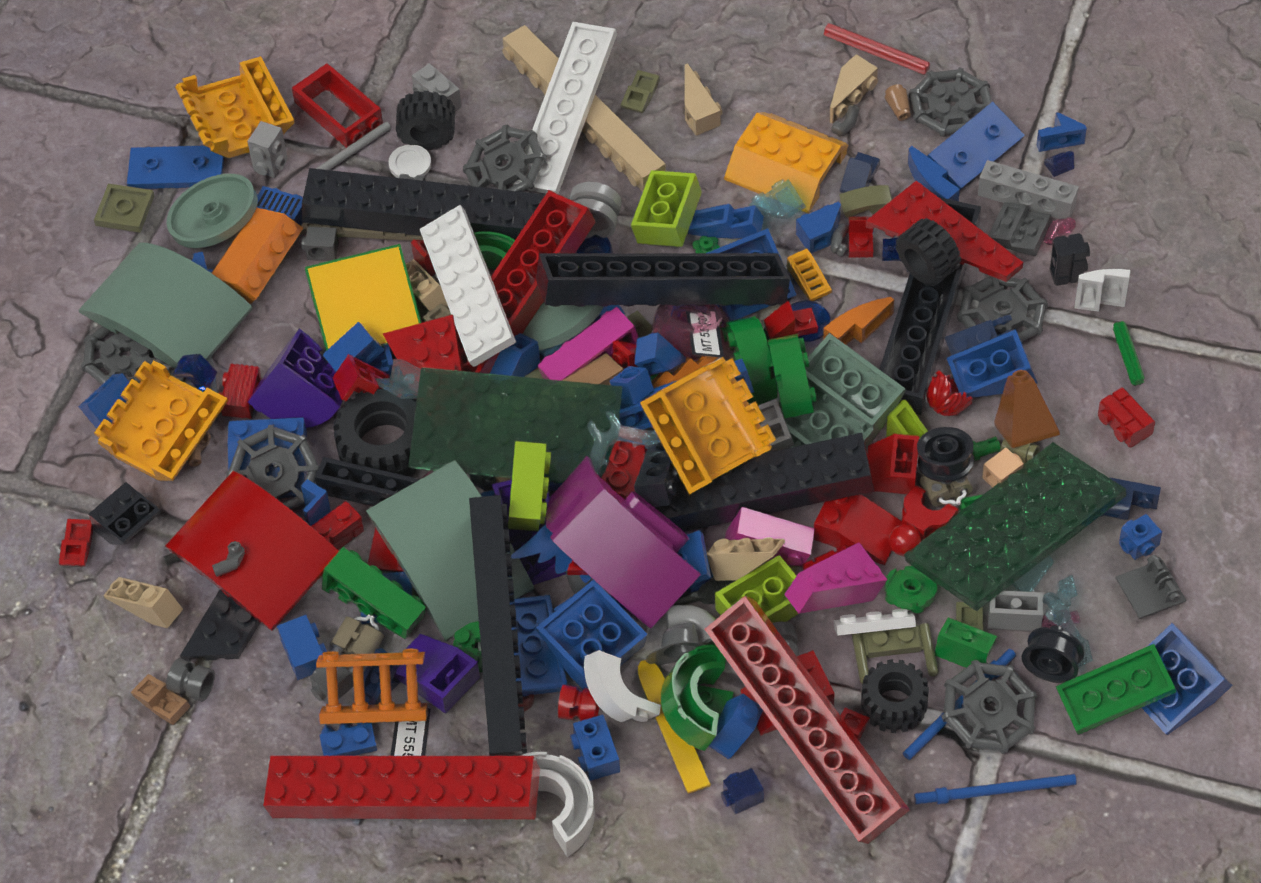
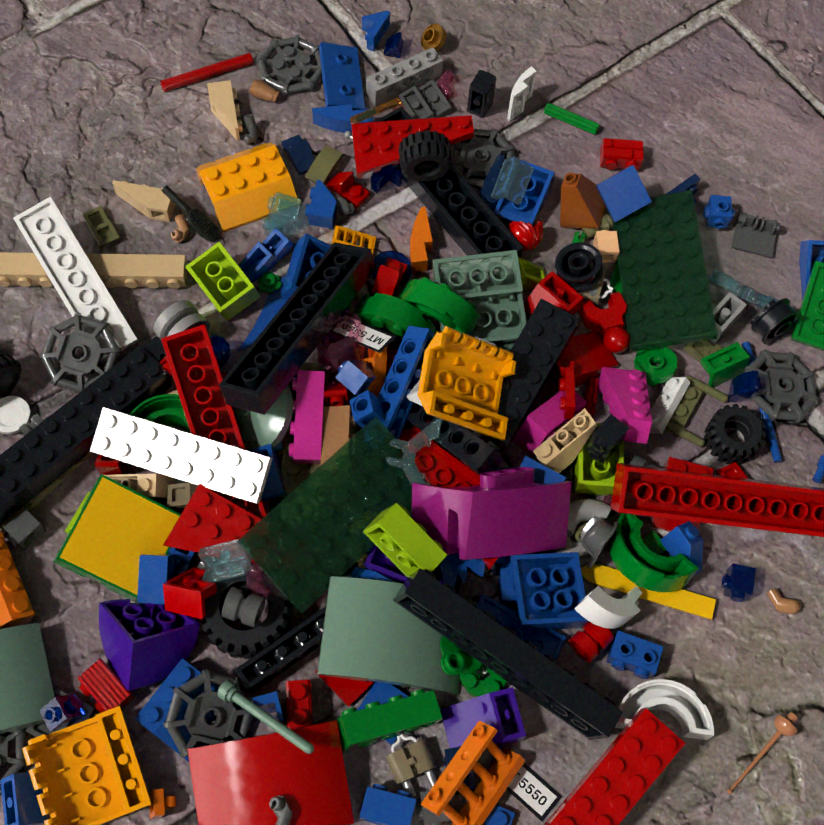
camera: 60 degrees left, 10 degrees up
(180, 491) = (160, 803): none -> orange tile
(299, 463) = (230, 693): none -> sand green piece
(374, 417) = (244, 607): none -> dark grey wheel
(404, 414) = (254, 581): none -> clear pink arm
(469, 615) = (461, 660): none -> green plate
(695, 149) = (183, 229): none -> medium nougat arm
(712, 150) = (196, 219): none -> pearl dark grey piece
(755, 843) = (783, 605): none -> medium nougat arm
(768, 576) = (607, 439): none -> black brick
(800, 520) = (567, 386): none -> red plate
(950, 669) = (744, 386): none -> clear blue slope
(958, 192) = (375, 110): none -> clear orange bar
(988, 344) = (512, 180): none -> clear light blue panel
(1060, 435) = (623, 193): none -> blue tile
(1098, 183) = (433, 37): none -> pearl gold plate

